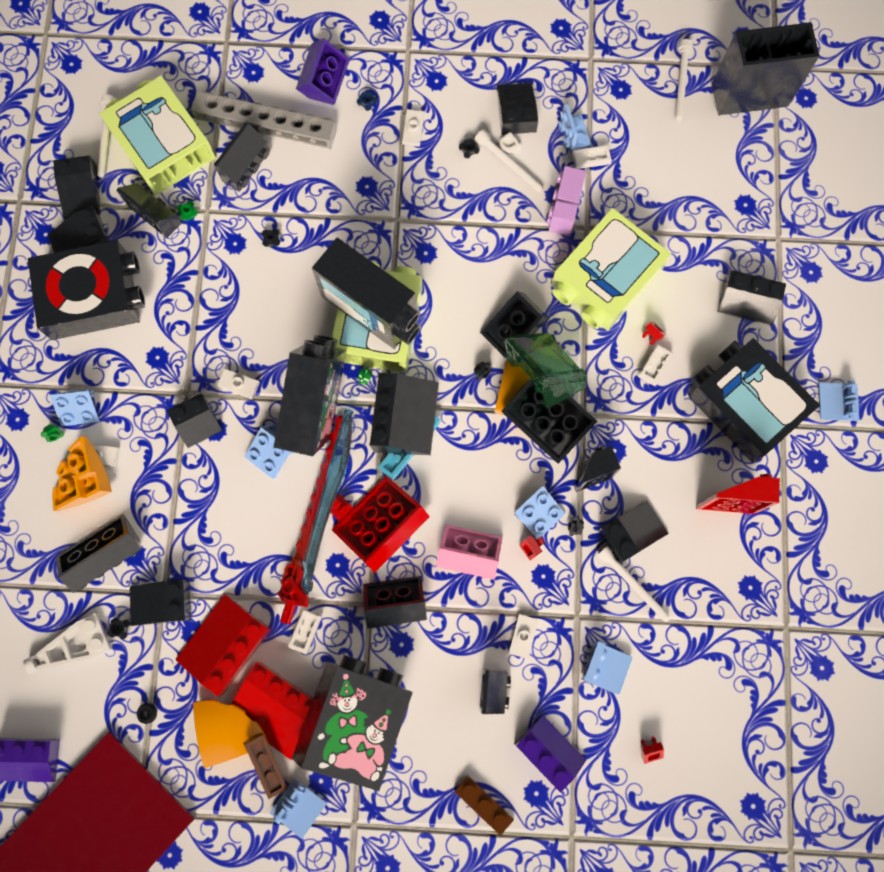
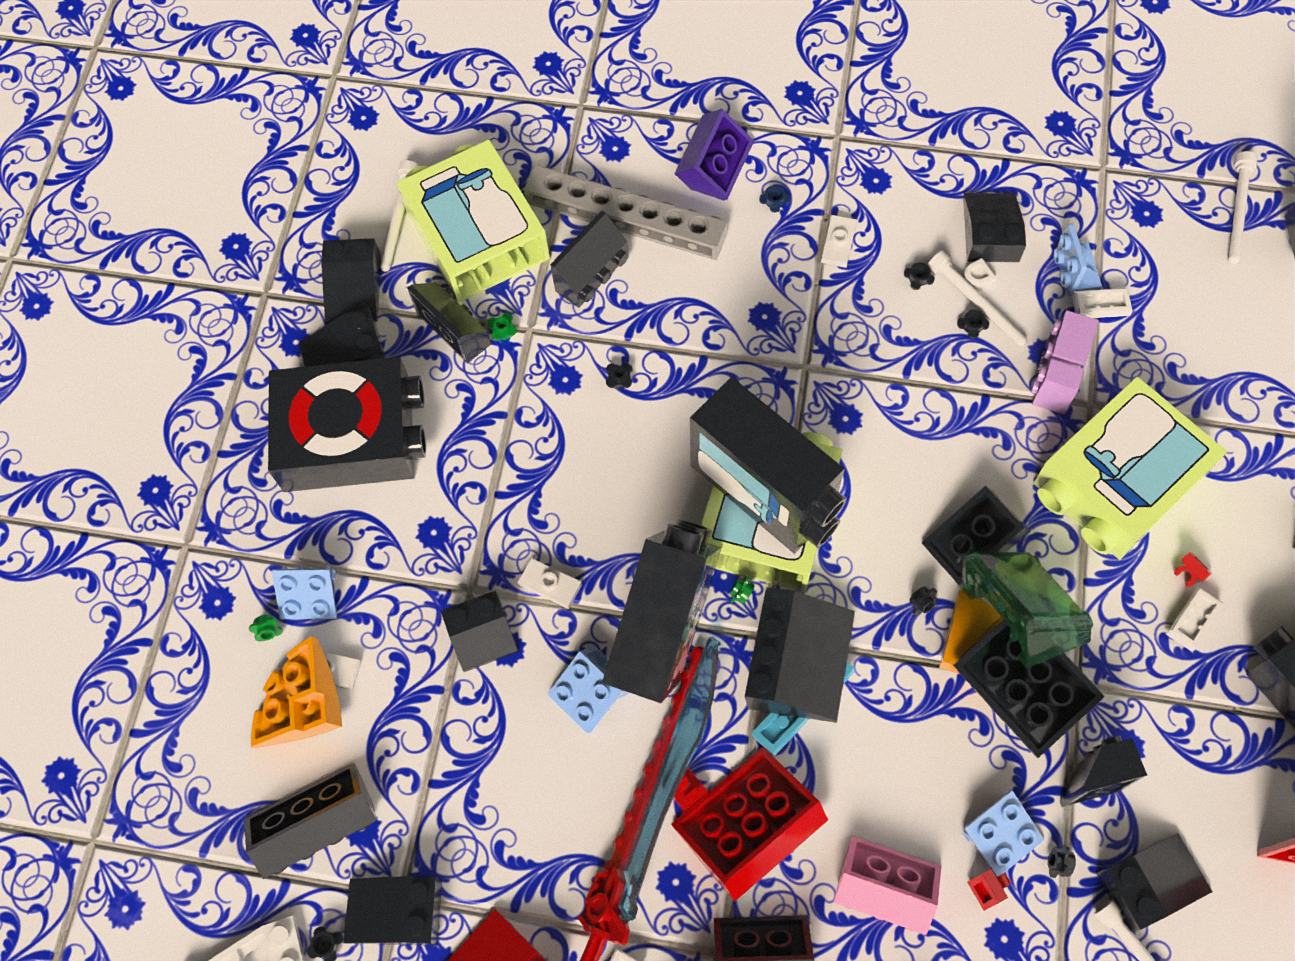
camera: 10 degrees right, 10 degrees down
(507, 174) = (976, 317): none -> black plate

